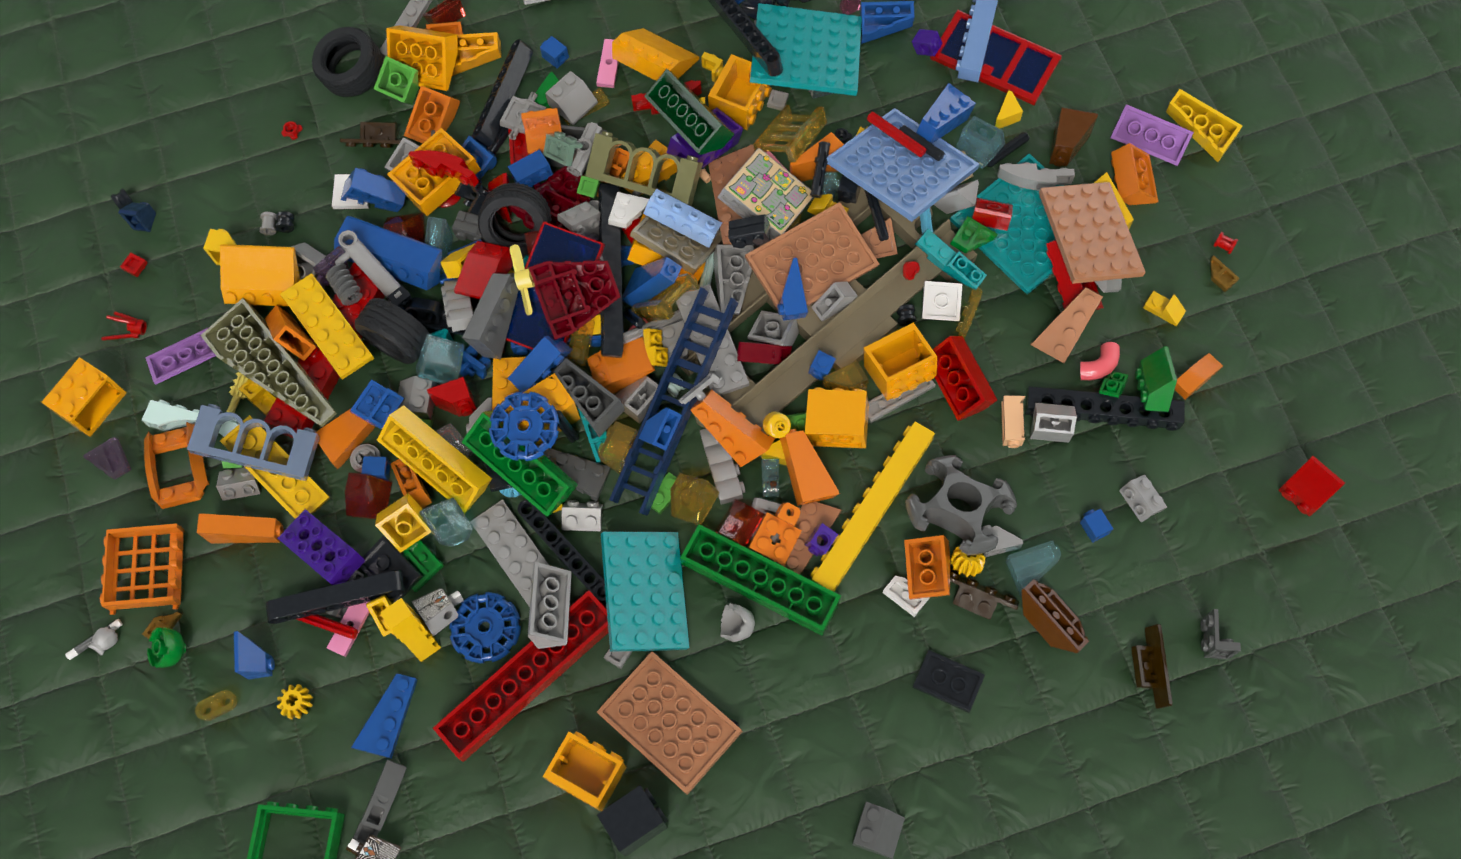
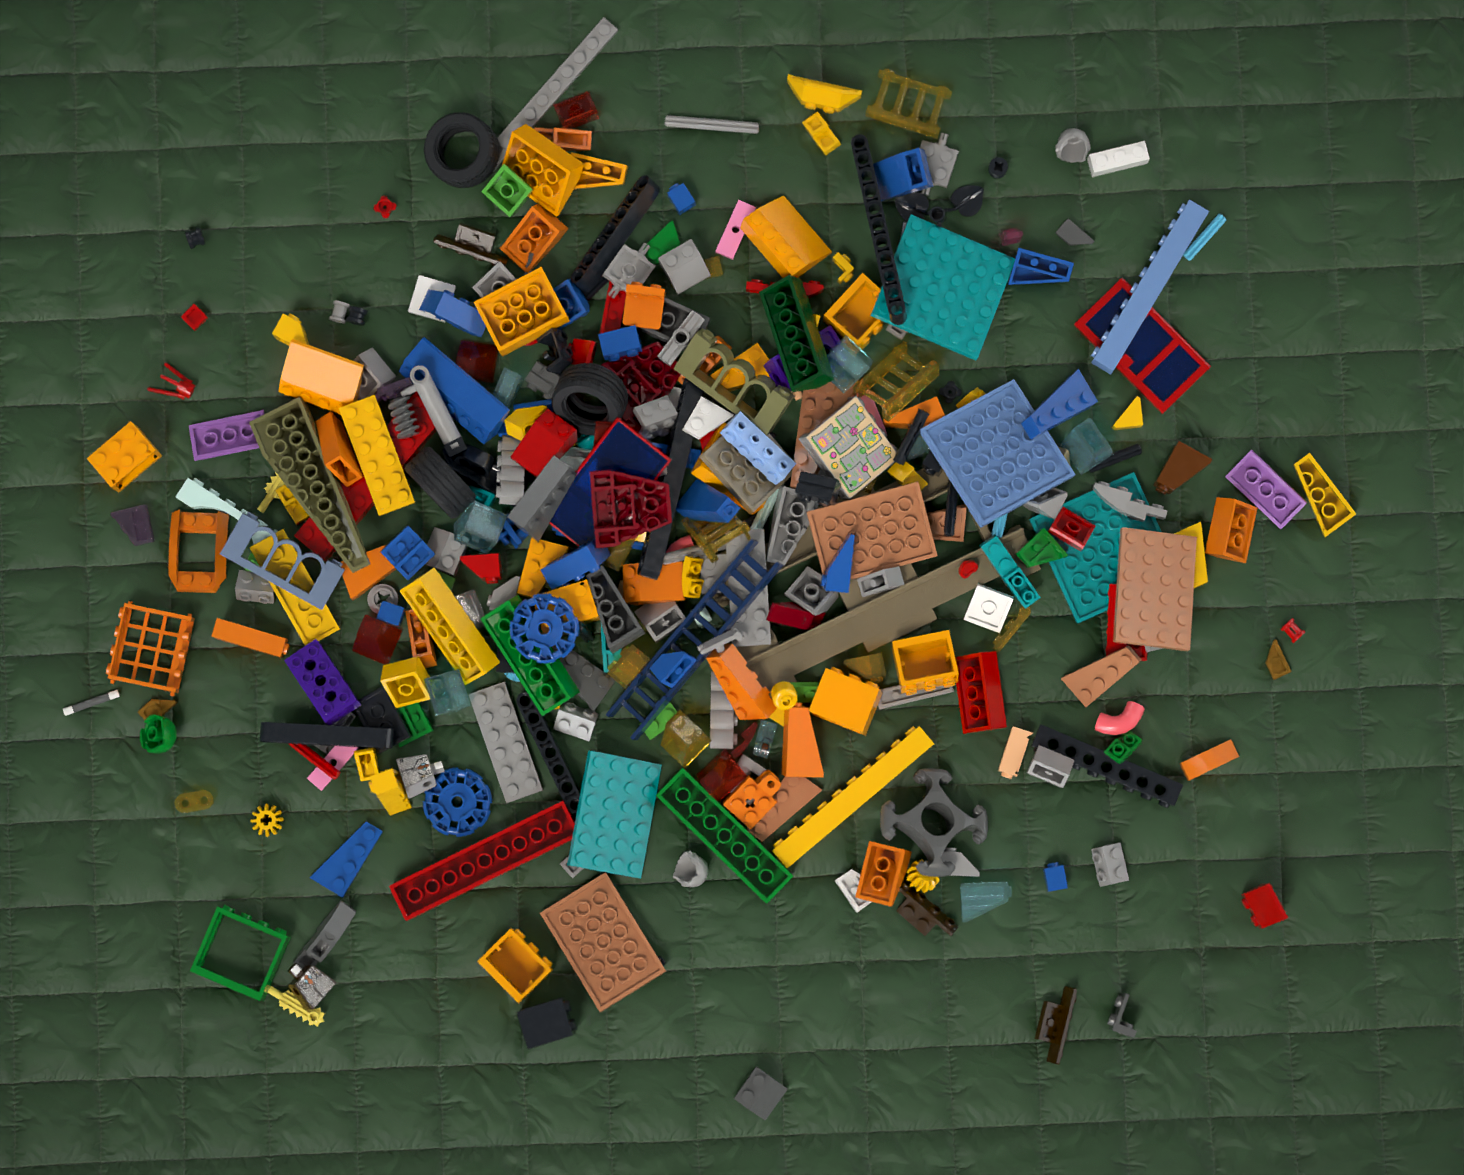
camera: 15 degrees right, 15 degrees up
(103, 639) = (101, 707): light grey animal -> none
(138, 216) = (210, 263): dark blue slope -> none
(251, 659) = (237, 768): blue slope -> none
(443, 163) = (529, 314): red slope -> none
(522, 277) = (581, 470): light yellow piece -> none
(549, 606) = (523, 806): light grey slope -> none
(560, 148) = (657, 334): sand green bracket -> none
(588, 187) = (673, 379): bright green plate -> none
(634, 318) = (680, 537): black axle -> none
(745, 128) = (847, 363): none -> clear light blue slope
(752, 482) = (747, 736): none -> clear red slope
(821, 365) = (847, 645): blue brick -> none
(826, 534) = (800, 817): dark purple brick -> none
(896, 134) = (1001, 418): red axle -> none
(906, 315) = (949, 611): black wheel -> none
(927, 42) = (1074, 311): dark purple brick -> none
(931, 149) = (1023, 436): black axle -> none
(948, 681) = (868, 980): black tile -> none
(1052, 617) = (982, 953): reddish brown wedge -> none
(1156, 380) = (1161, 758): green slope -> none
(1166, 309) = (1206, 680): yellow slope -> none

